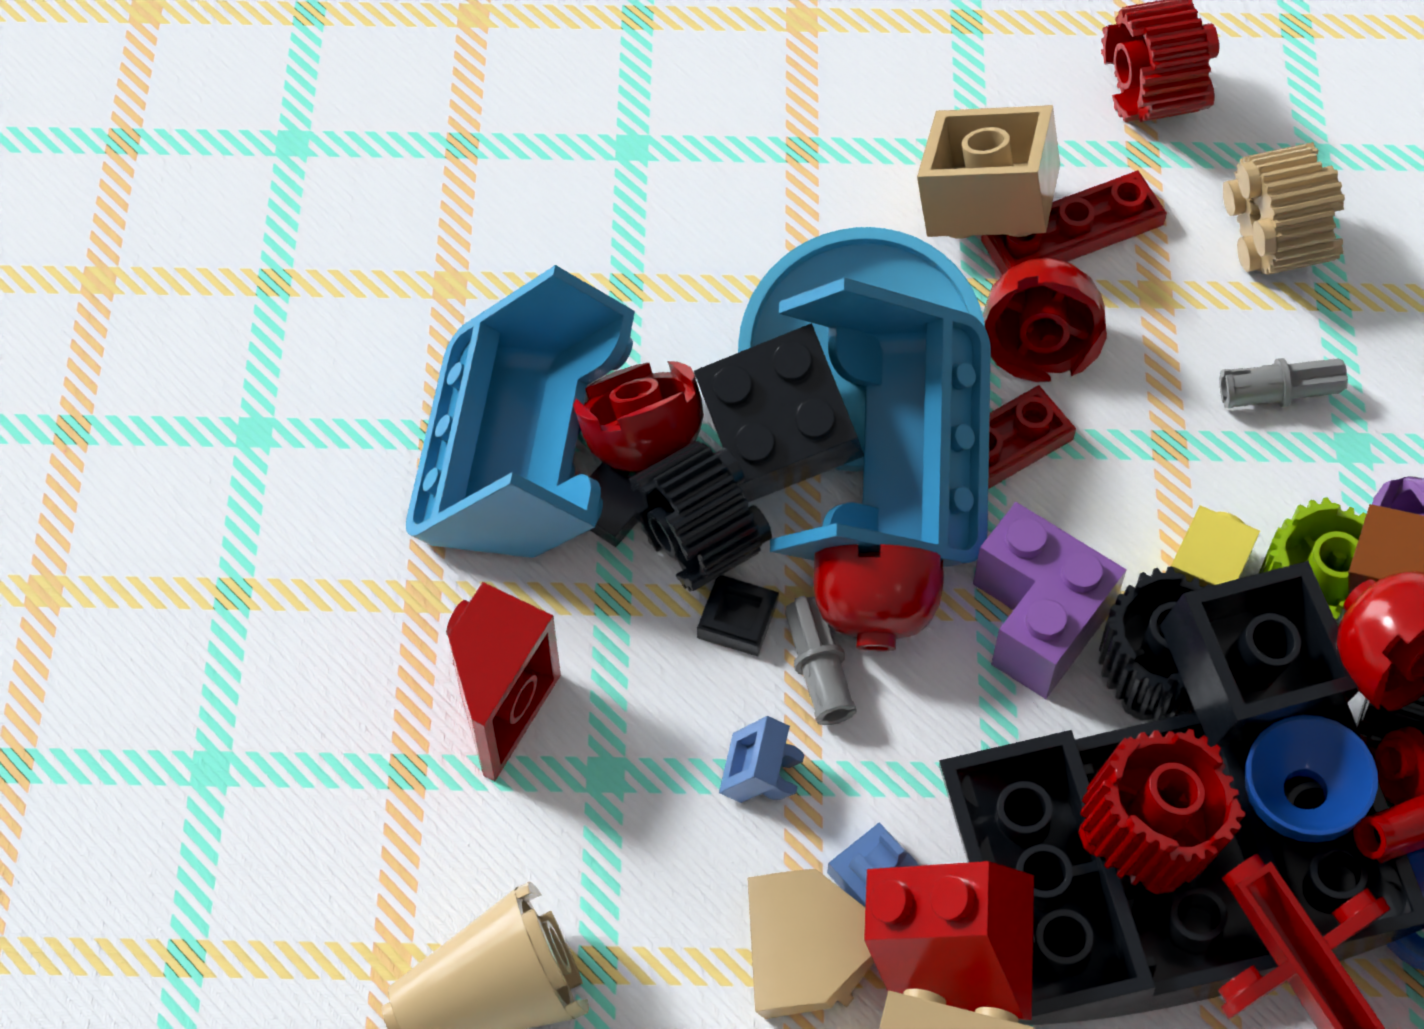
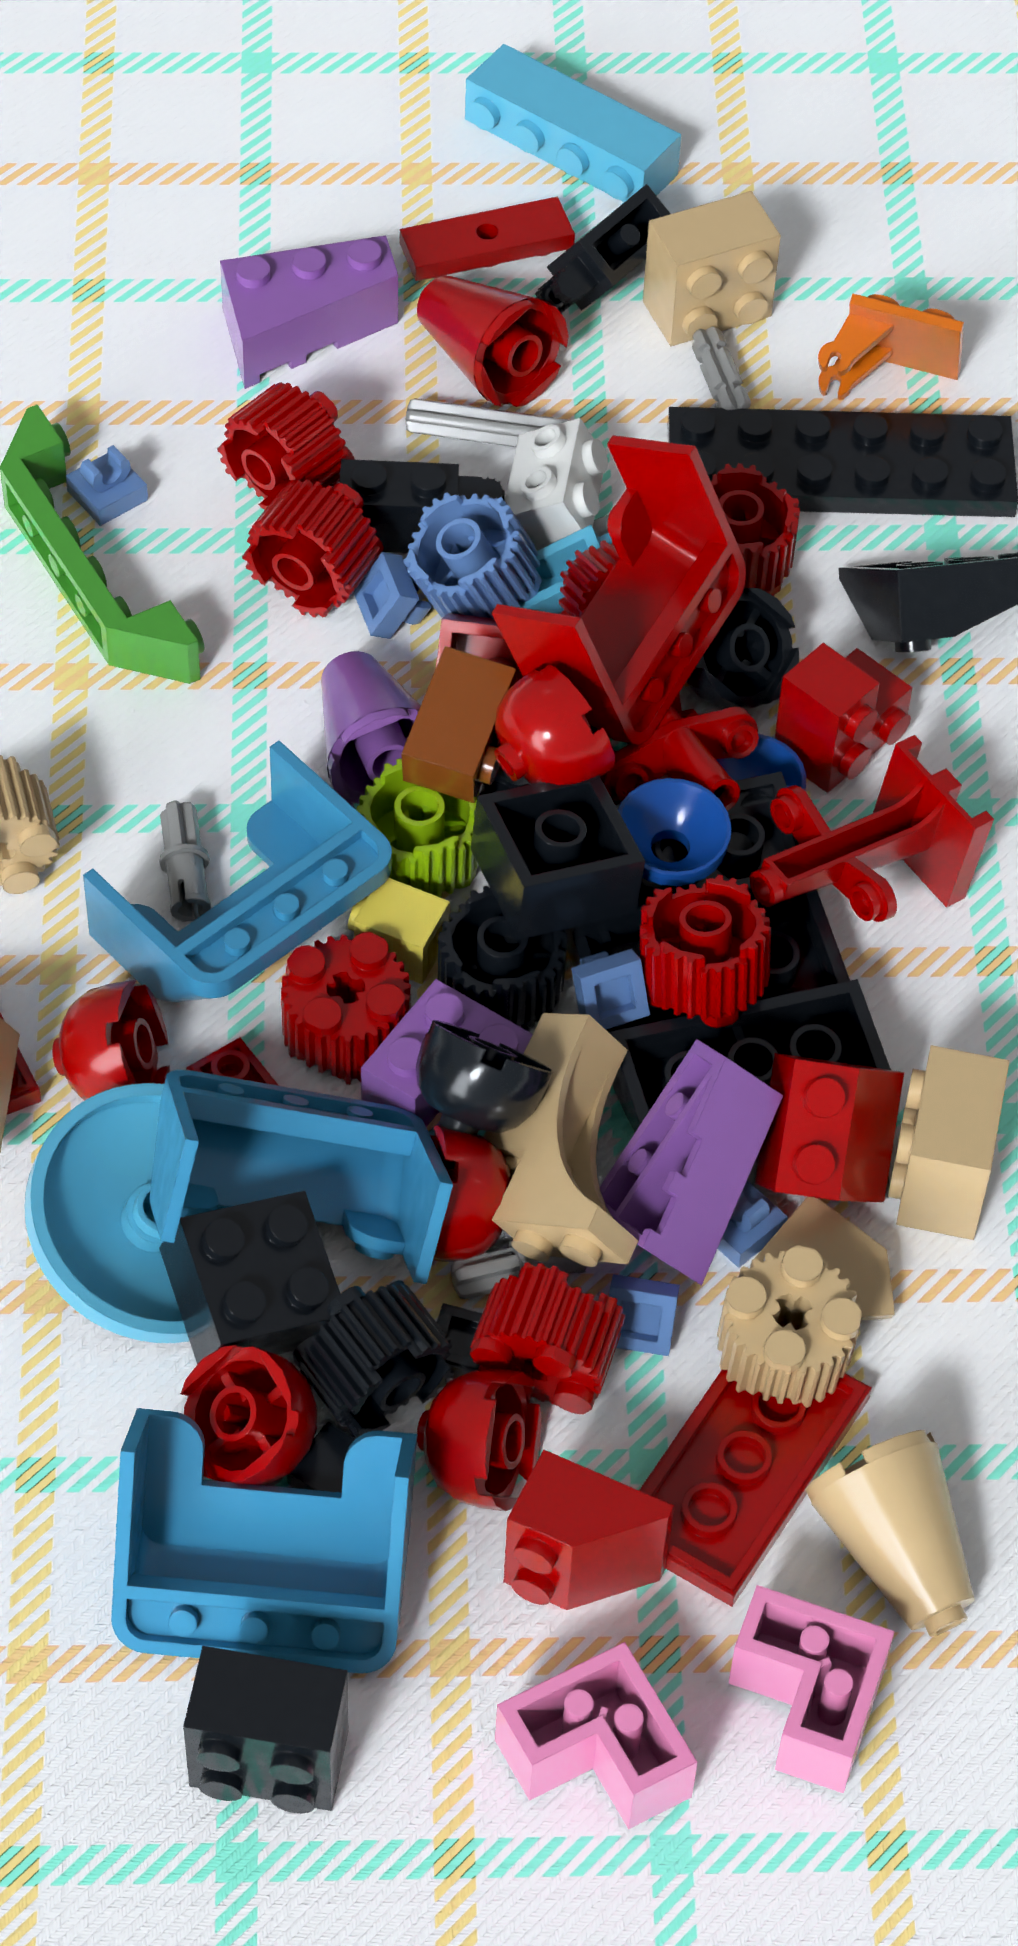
camera: 95 degrees left, 5 degrees down
(306, 703) = (604, 1721): none -> bright pink brick
(333, 422) = (266, 1729): none -> black brick
(333, 895) = (821, 1667): none -> bright pink brick
(600, 856) = (742, 1475): none -> red tile
(614, 609) = (481, 1437): none -> red cylinder
(706, 841) = (788, 1327): none -> tan brick
(711, 658) = (549, 1335): none -> red brick
(894, 783) = (691, 1160): none -> medium lavender wedge
(929, 665) = (554, 1184): none -> tan arch
(985, 580) = (478, 1081): none -> black cylinder
(1111, 498) = (342, 1002): none -> red brick
(1114, 714) = (611, 988): none -> medium blue tile
(1150, 376) = (319, 865): none -> dark azure windscreen

